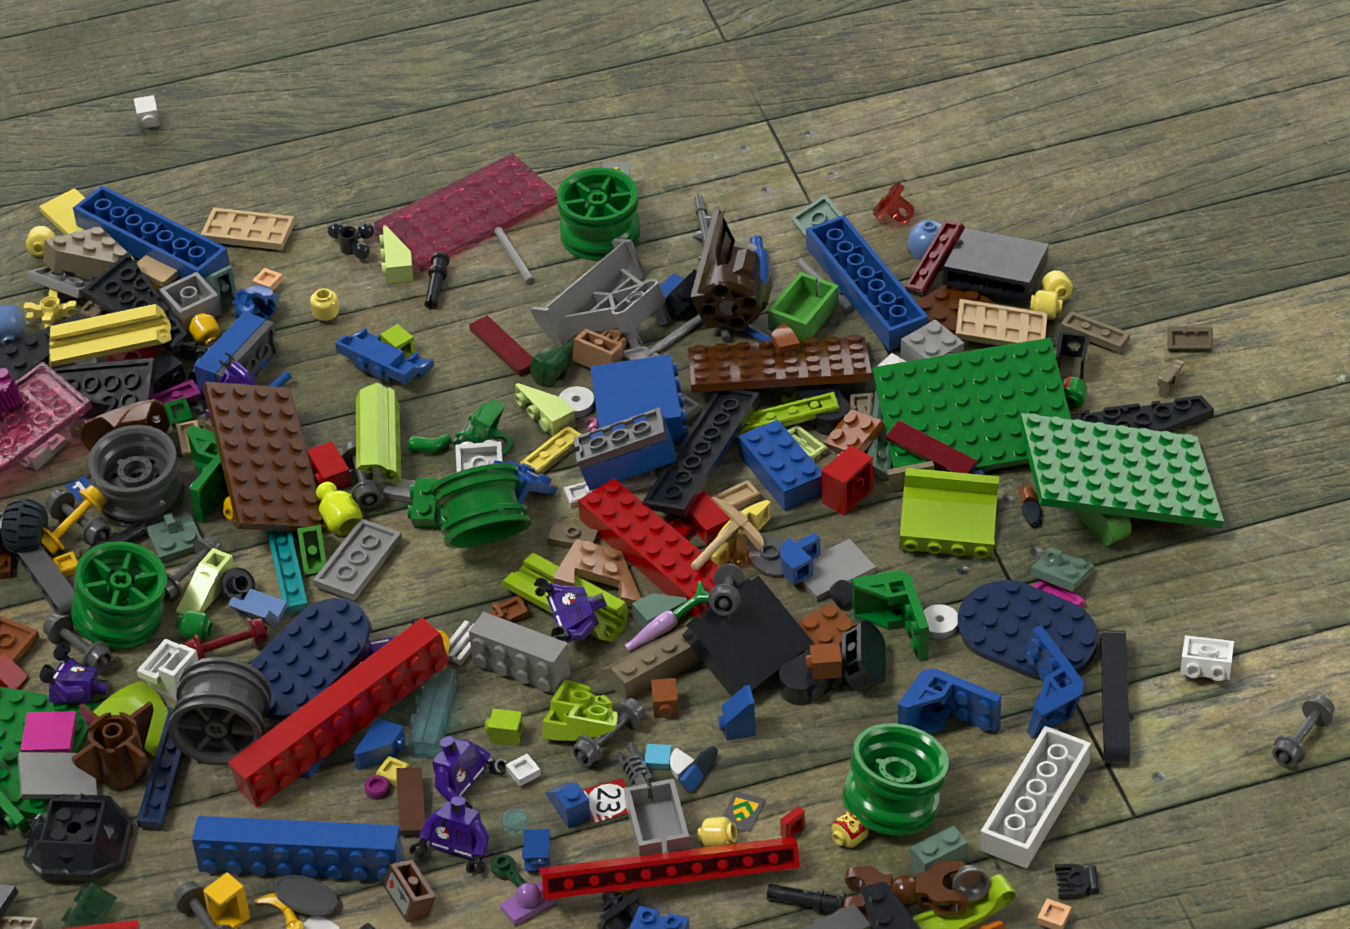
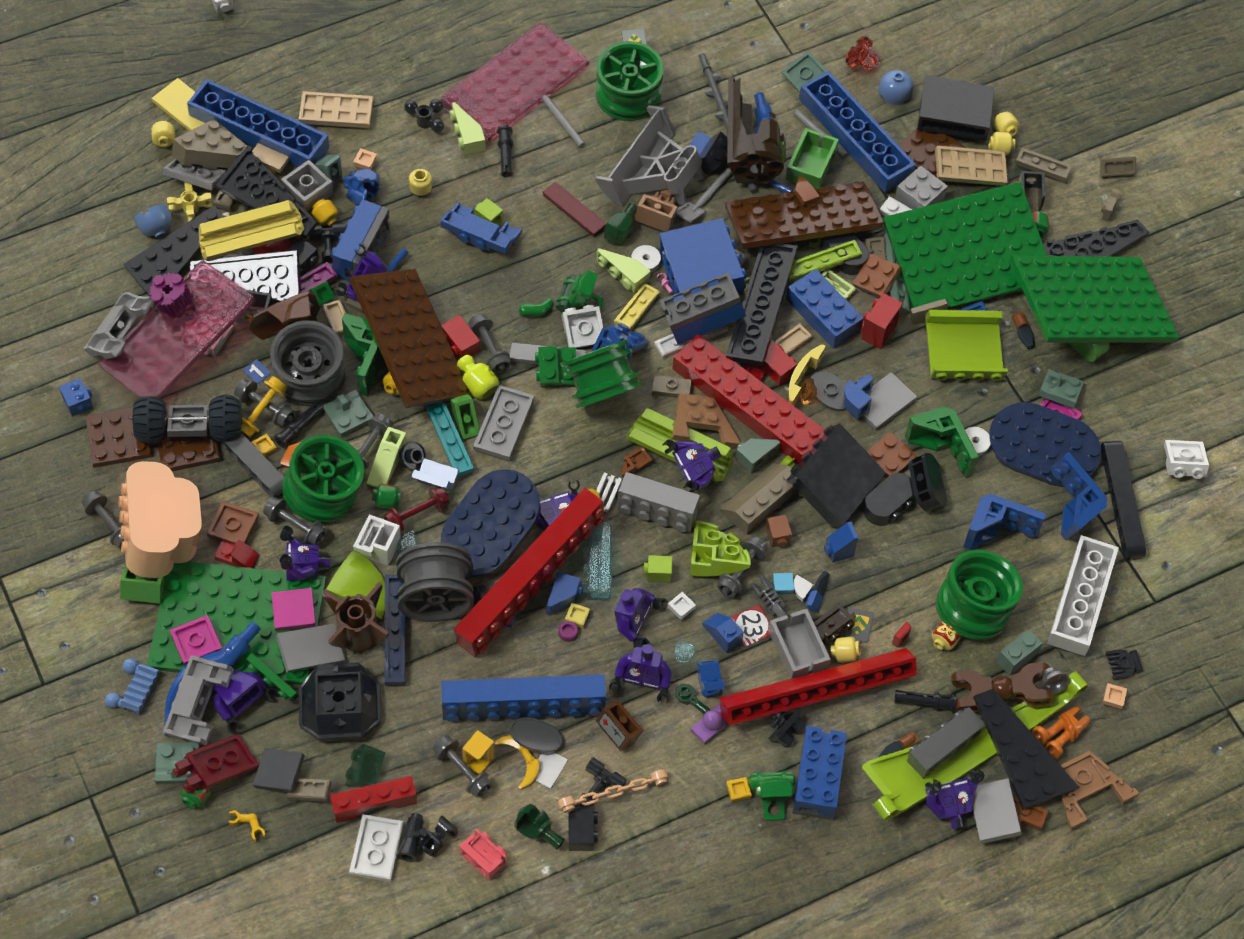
camera: 15 degrees left, 15 degrees up
(378, 432) = (495, 304): lime piece -> none
(410, 800) = (599, 642): reddish brown tile -> none
(667, 620) = (768, 461): lavender piece -> none
(708, 804) = (834, 623): none -> dark brown bracket
(725, 597) = (821, 449): dark grey piece -> none
(737, 521) = (805, 367): tan piece -> none
(824, 661) = (902, 492): dark orange brick -> none
(841, 593) = (896, 423): black tile -> none
(930, 449) = (942, 288): dark red tile -> none
(935, 257) = (907, 105): dark red tile -> none

